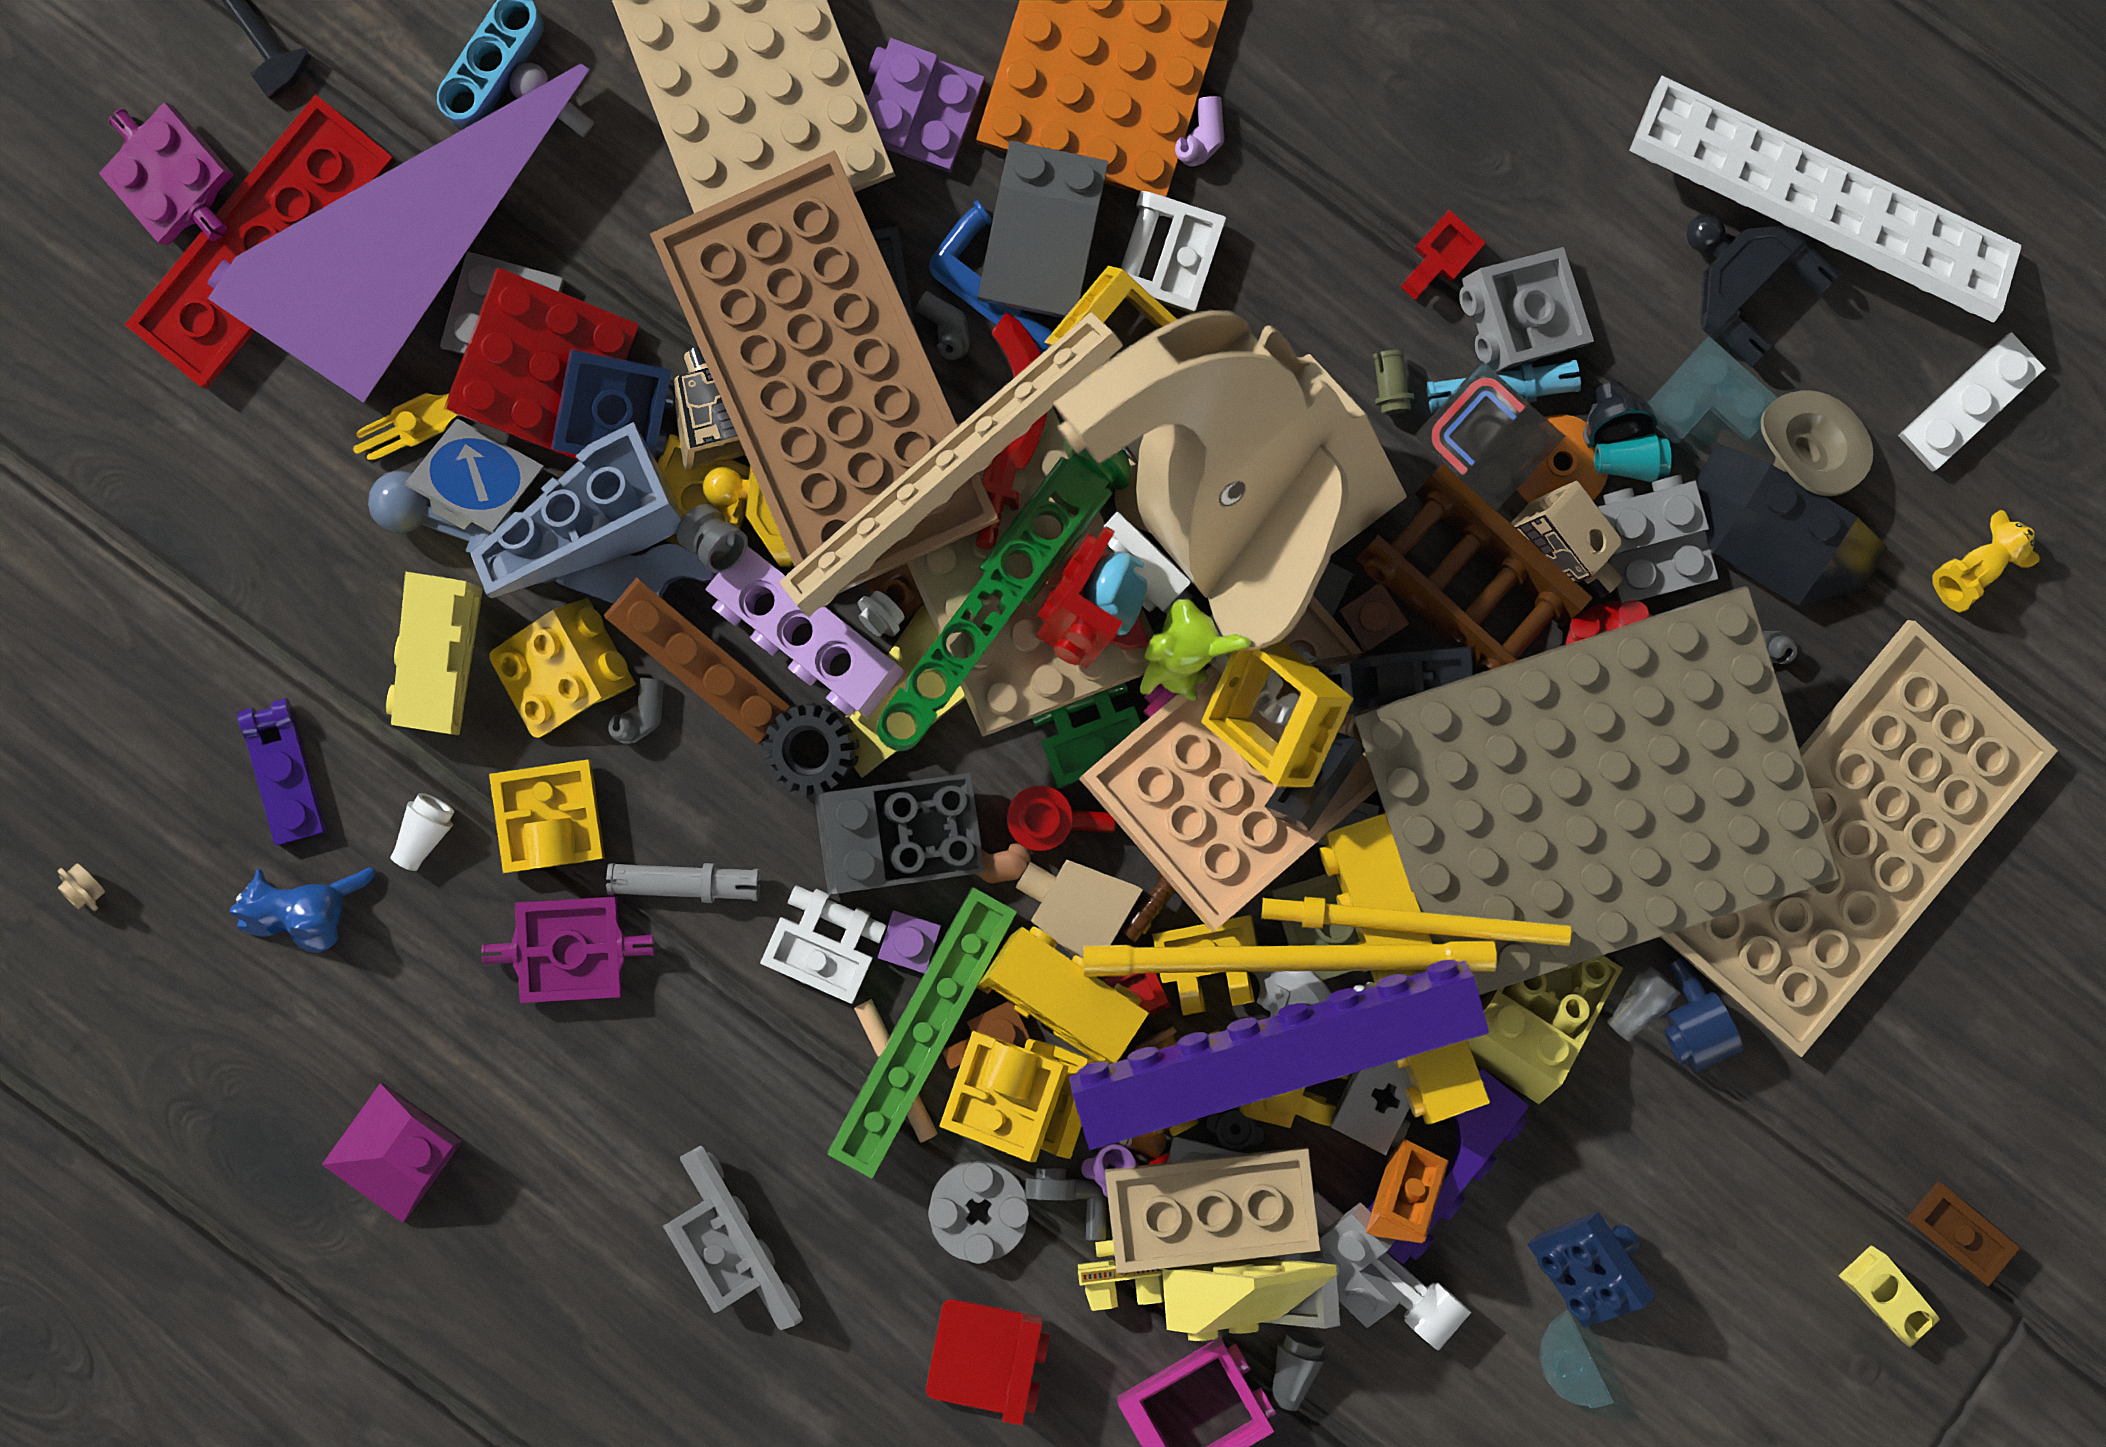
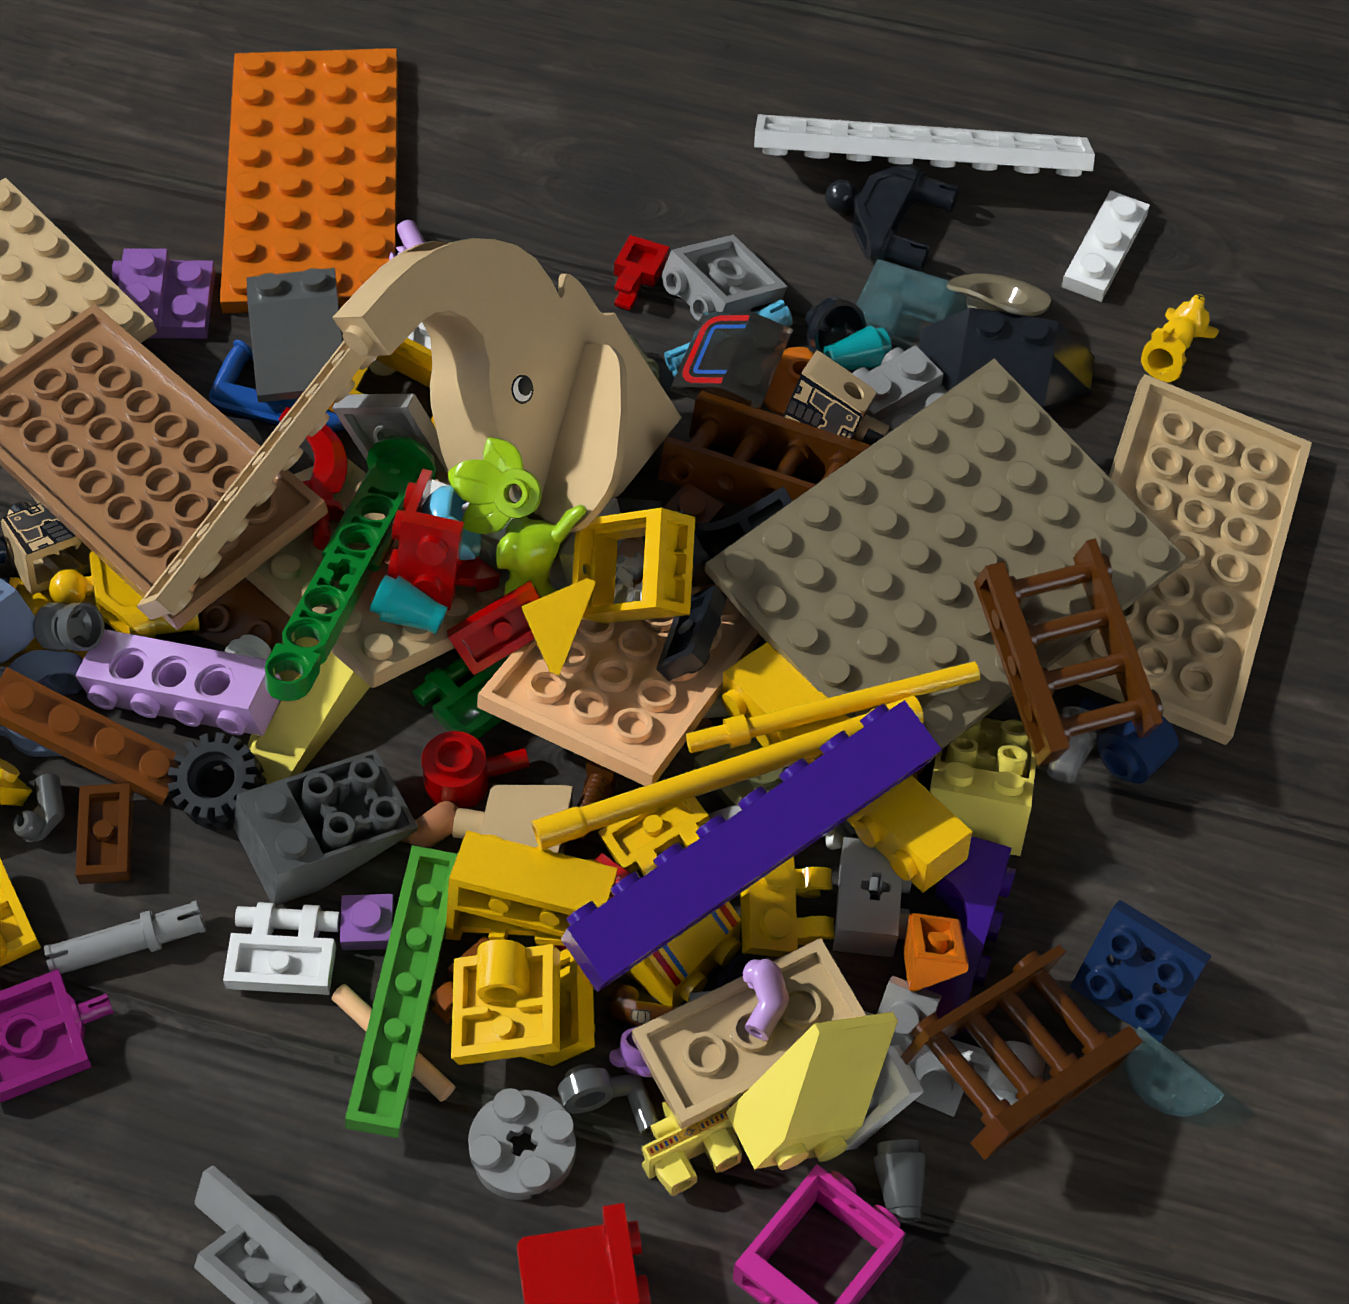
camera: 20 degrees left, 30 degrees down
(692, 762) = (104, 833): none -> reddish brown plate
(1041, 666) = (406, 605): none -> teal cone
(1130, 708) = (494, 629): none -> red plate
(1165, 576) = (488, 484): none -> lime plate
(1183, 740) = (556, 621): none -> yellow slope
(1239, 1192) = (772, 994): none -> lavender arm
(1481, 1346) = (1034, 1095): none -> reddish brown fence
(1623, 924) = (1035, 685): none -> reddish brown fence

